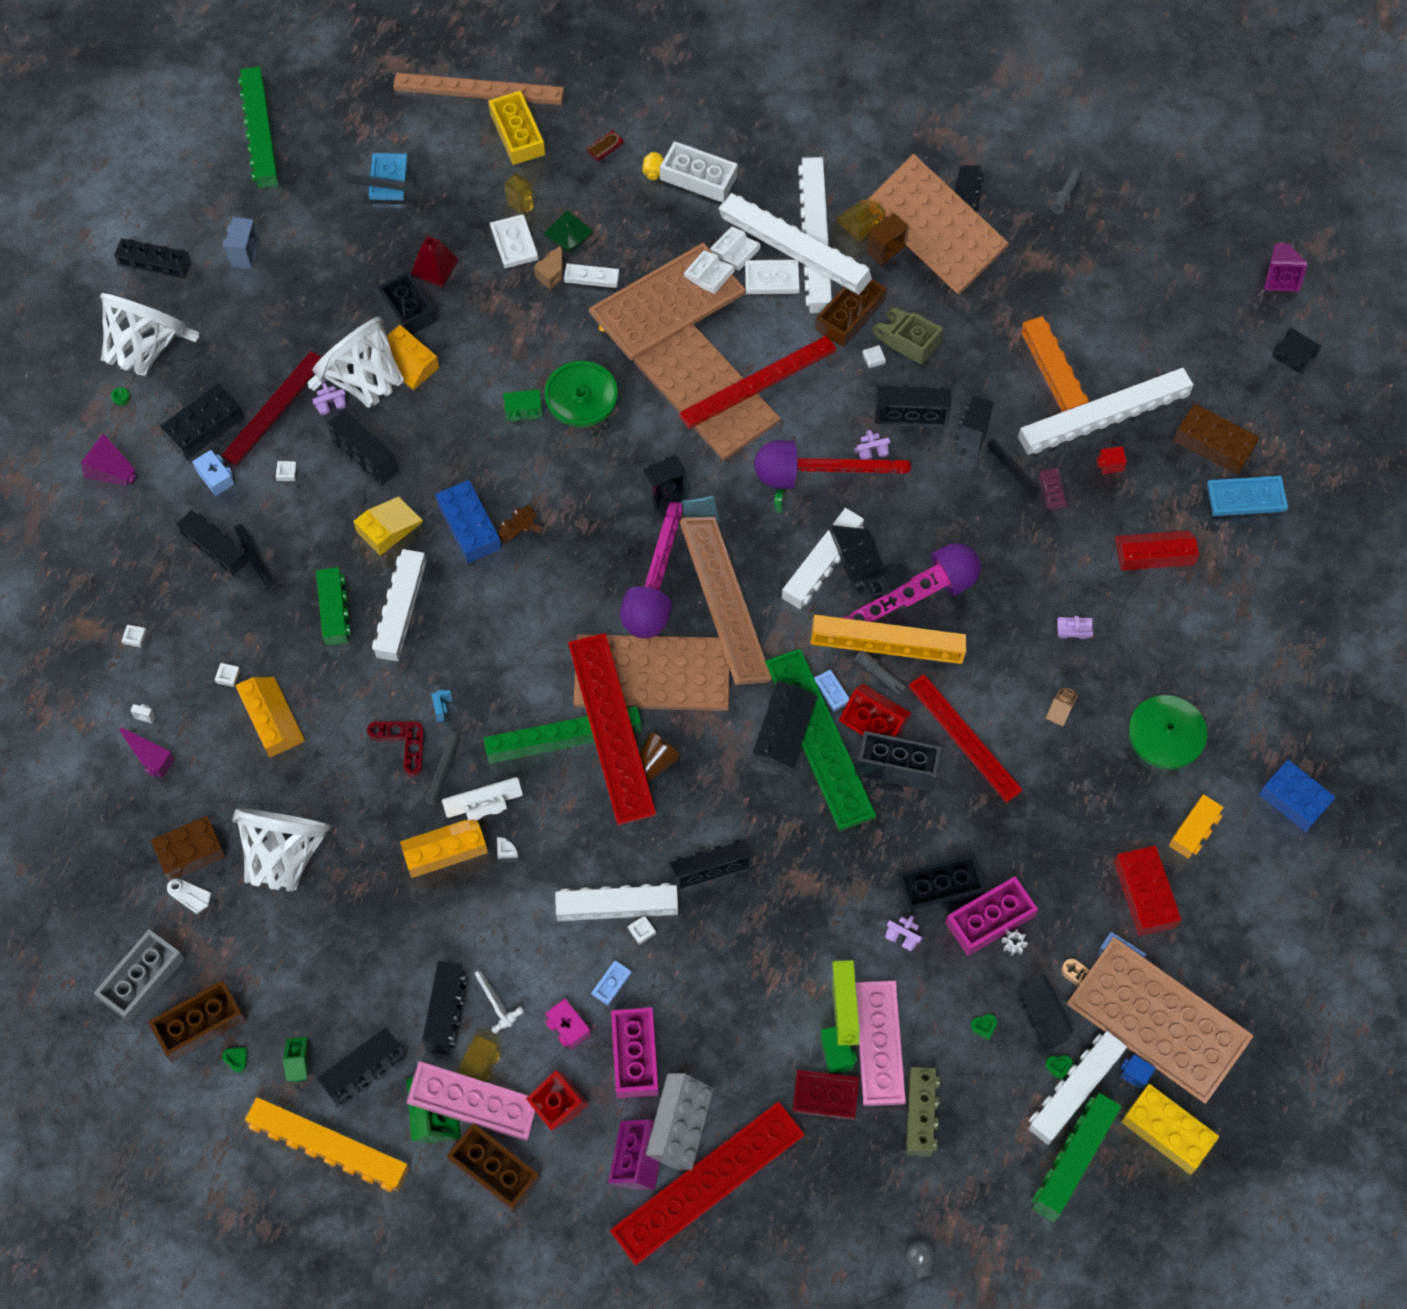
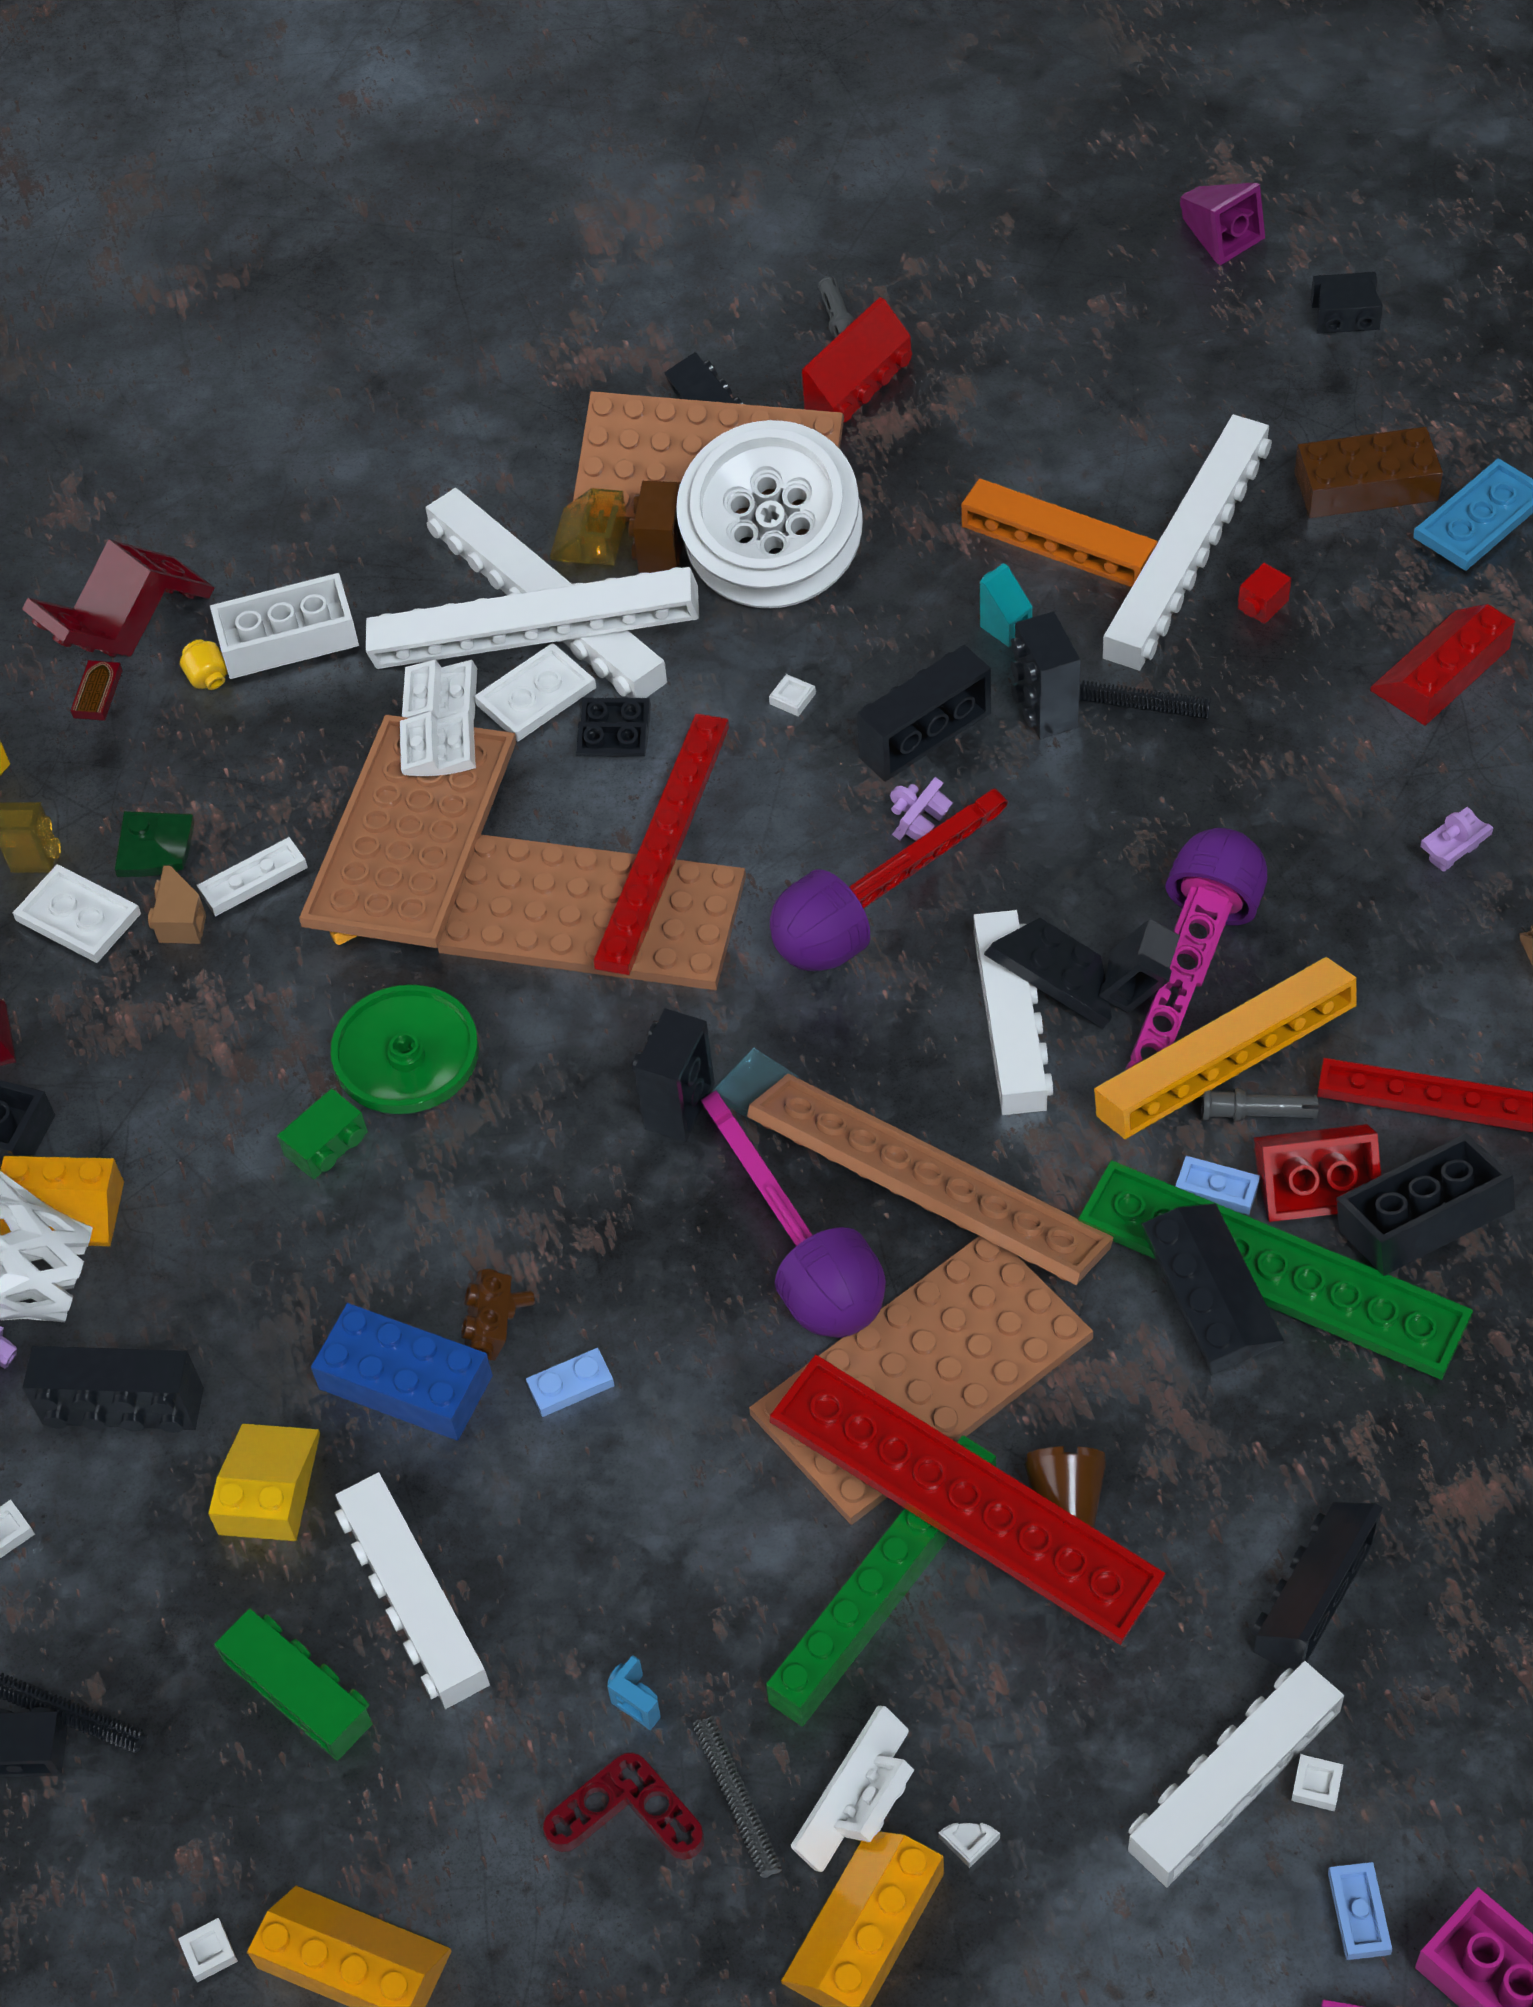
camera: 35 degrees left, 10 degrees down
(524, 573) = (570, 1382): none -> light blue plate
(642, 111) = (117, 599): none -> dark red bracket
(779, 500) = (861, 979): green tile -> none
(788, 316) = (613, 727): none -> black slope
(849, 312) = (701, 659): reddish brown brick -> none
(909, 334) = (815, 628): olive brick -> none
(934, 238) = (732, 476): none -> white wheel
(994, 382) = (1002, 604): none -> teal slope
(1045, 222) = (857, 362): none -> red slope
(1051, 477) = (1229, 679): clear pink slope -> none

